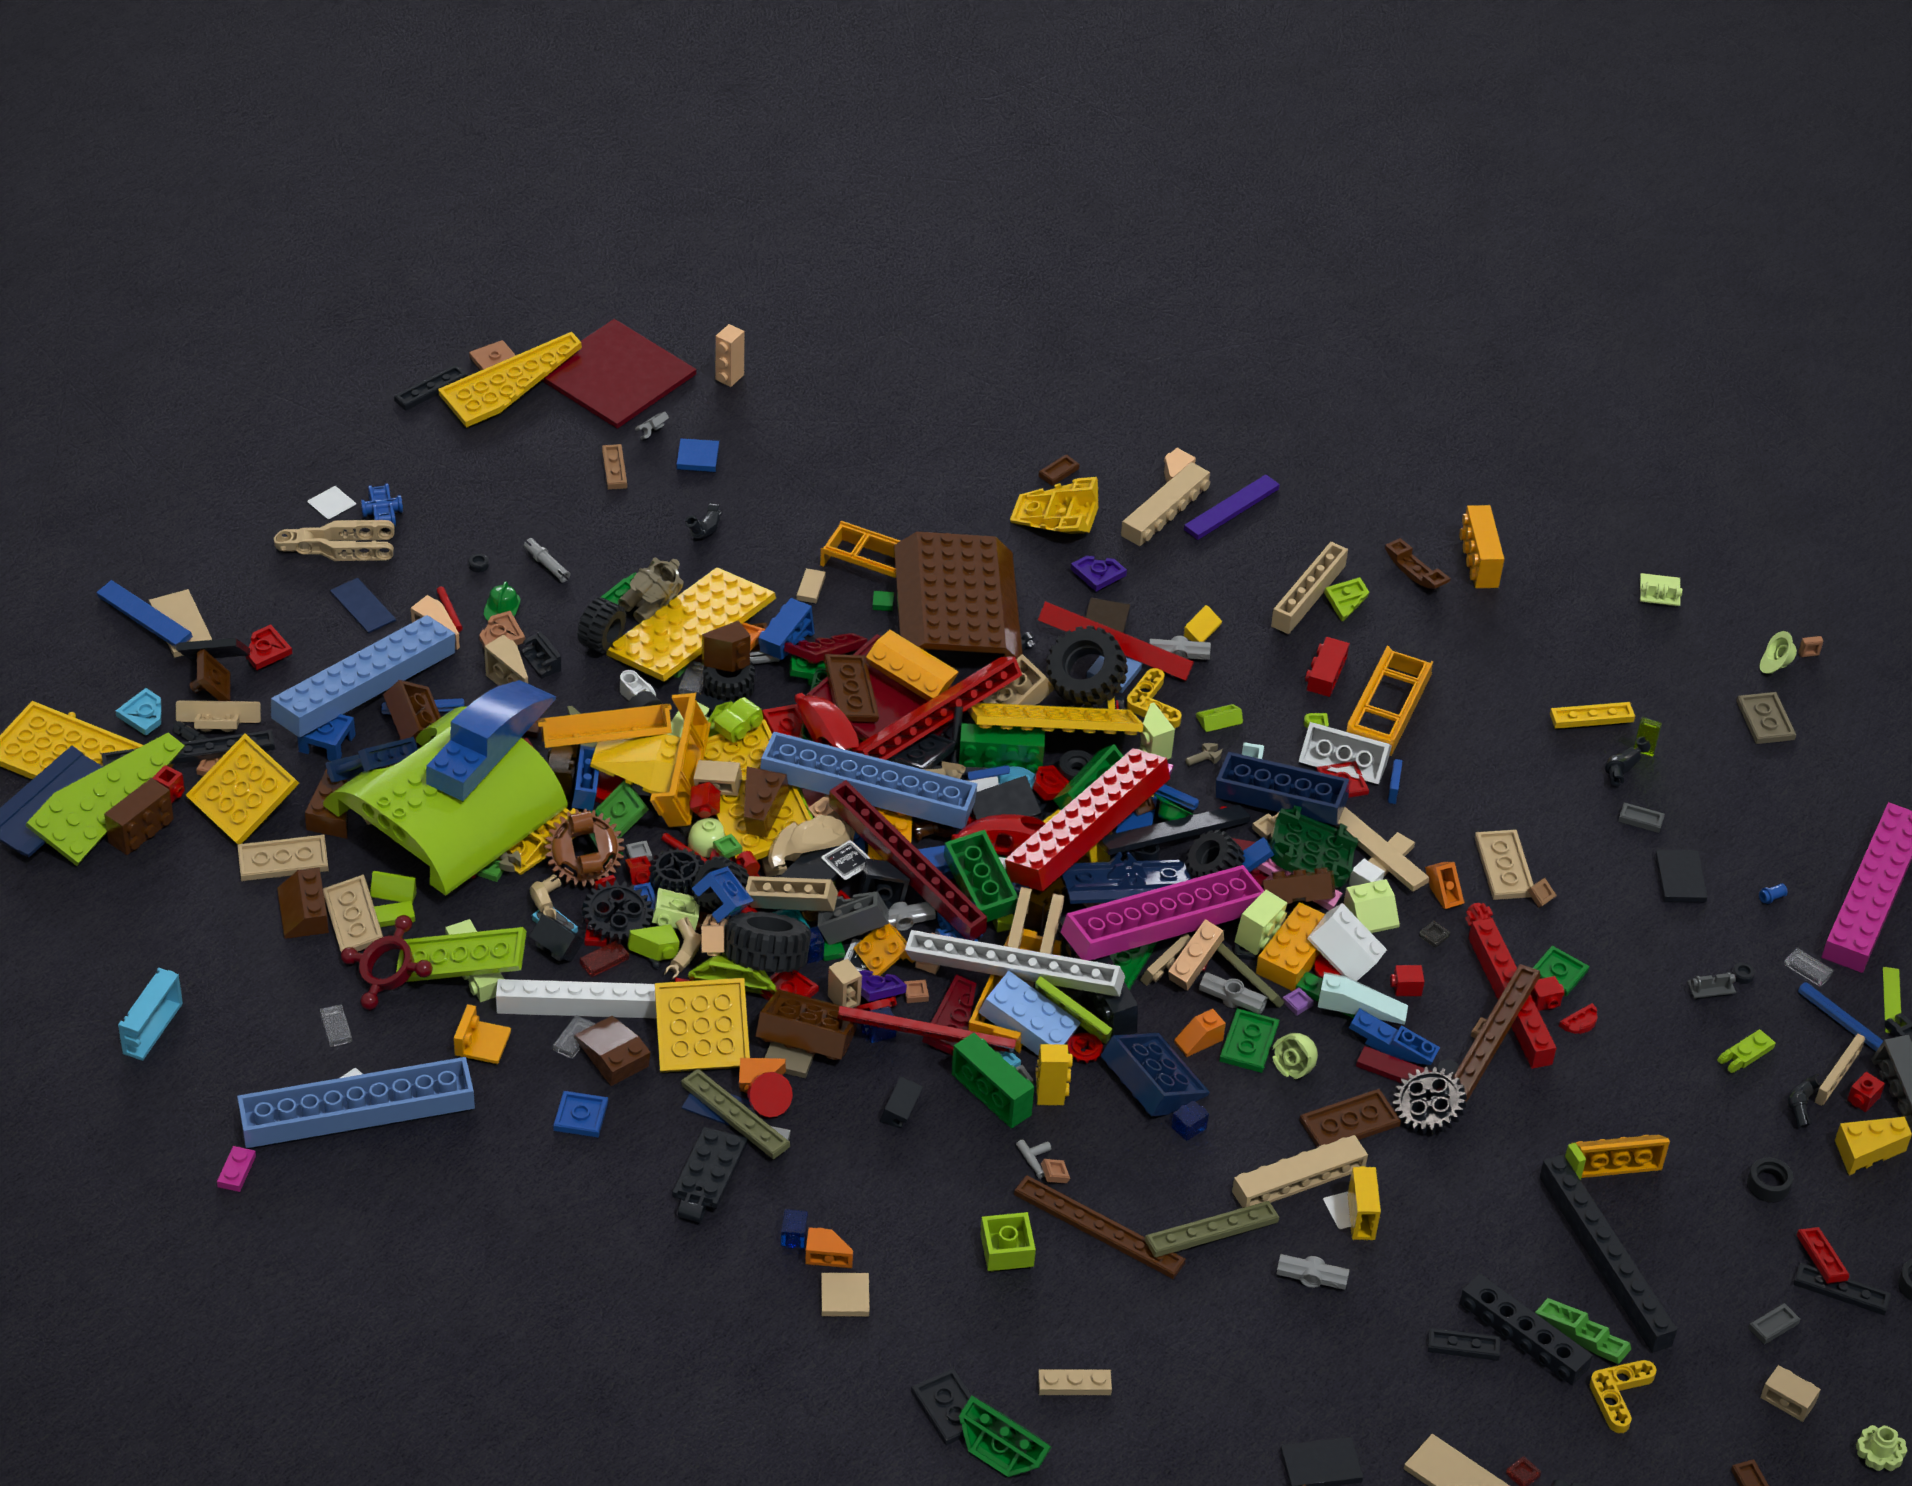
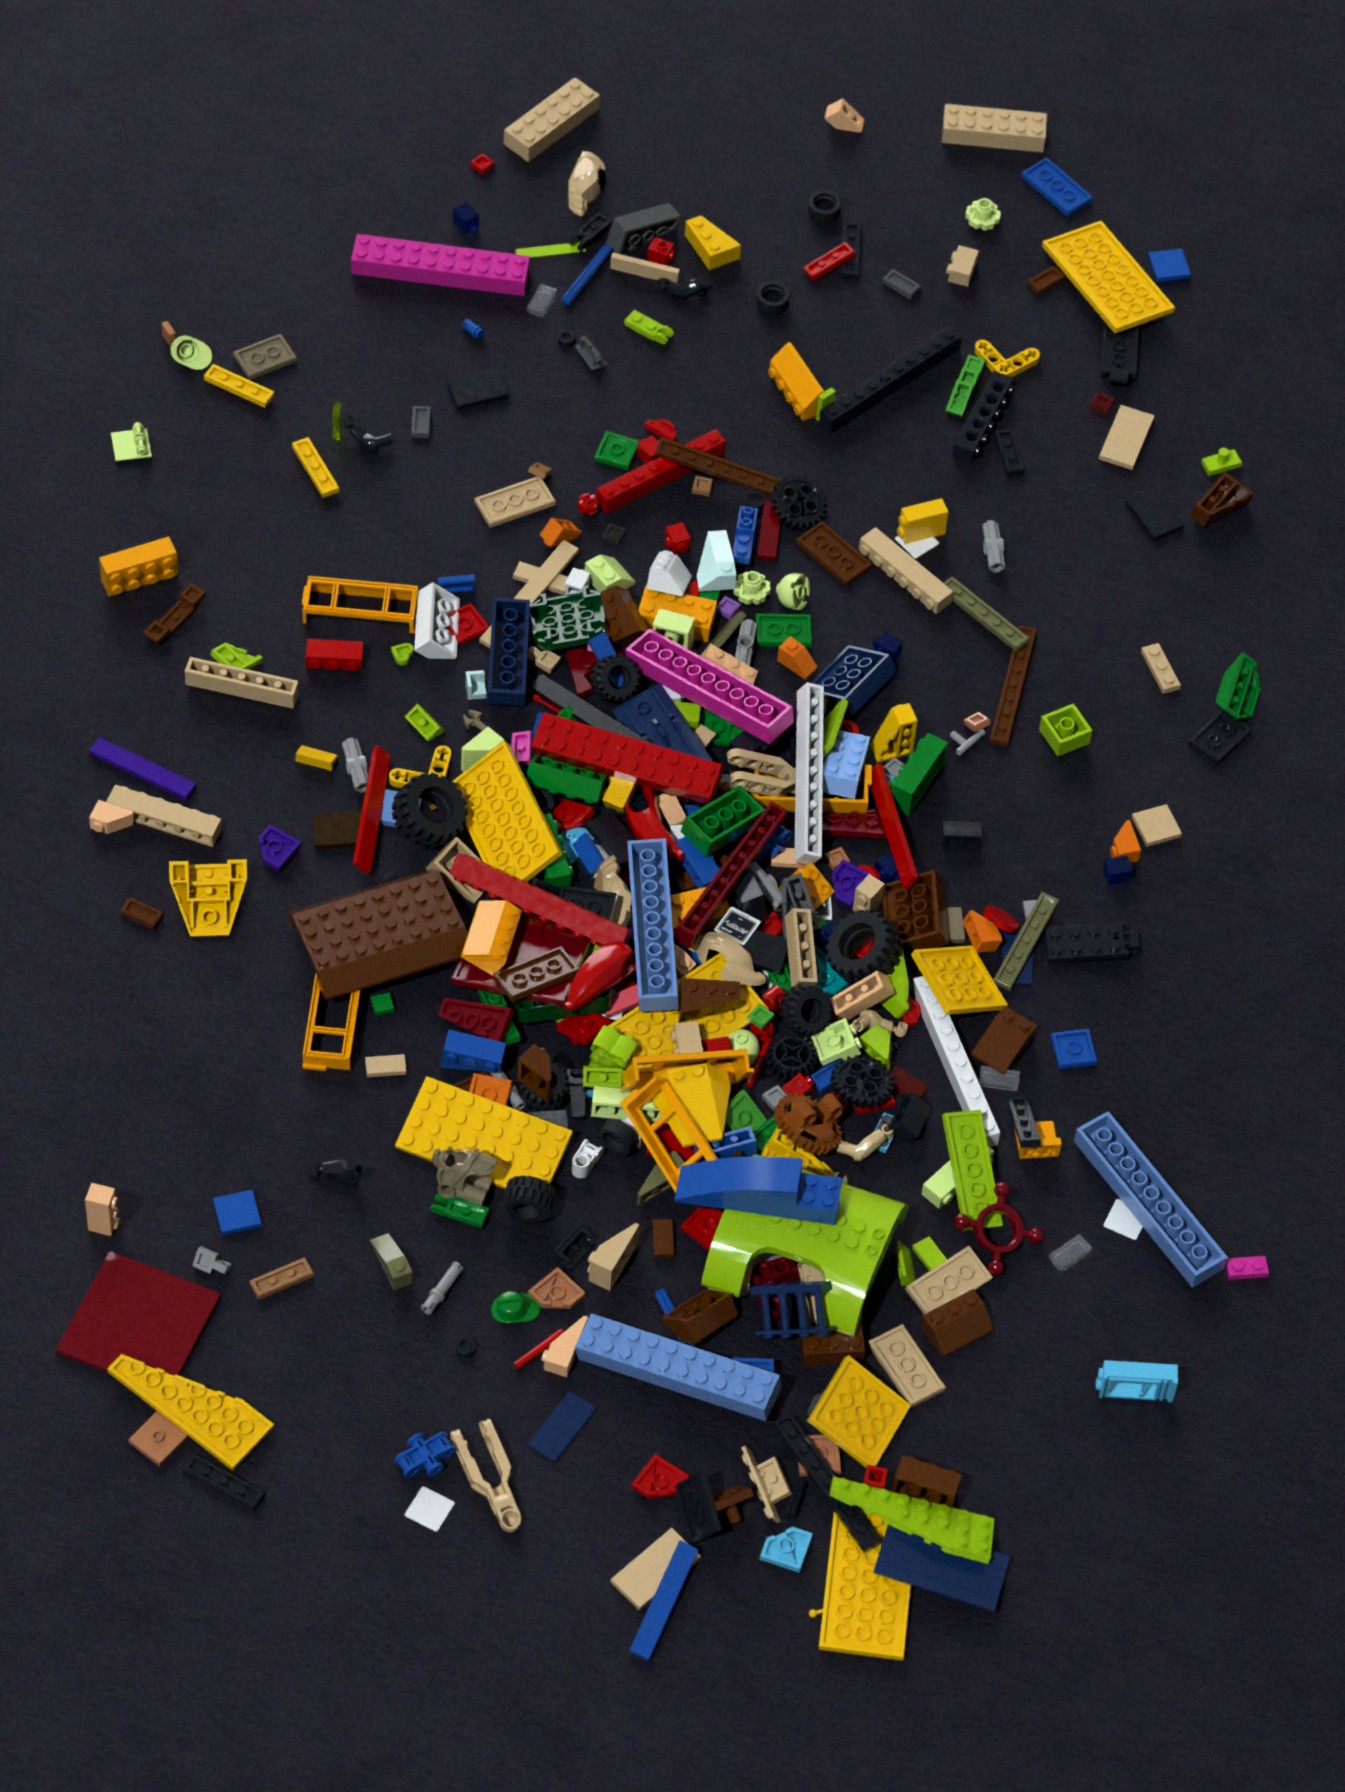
camera: 110 degrees left, 10 degrees up
(501, 1023) = (1023, 1122): none -> black tile
(589, 533) = (392, 1261): none -> olive slope
(729, 891) = (838, 979): blue panel -> none
(1318, 1025) = (752, 588): none -> yellowish green plant
(1724, 684) = (239, 385): none -> yellow plate

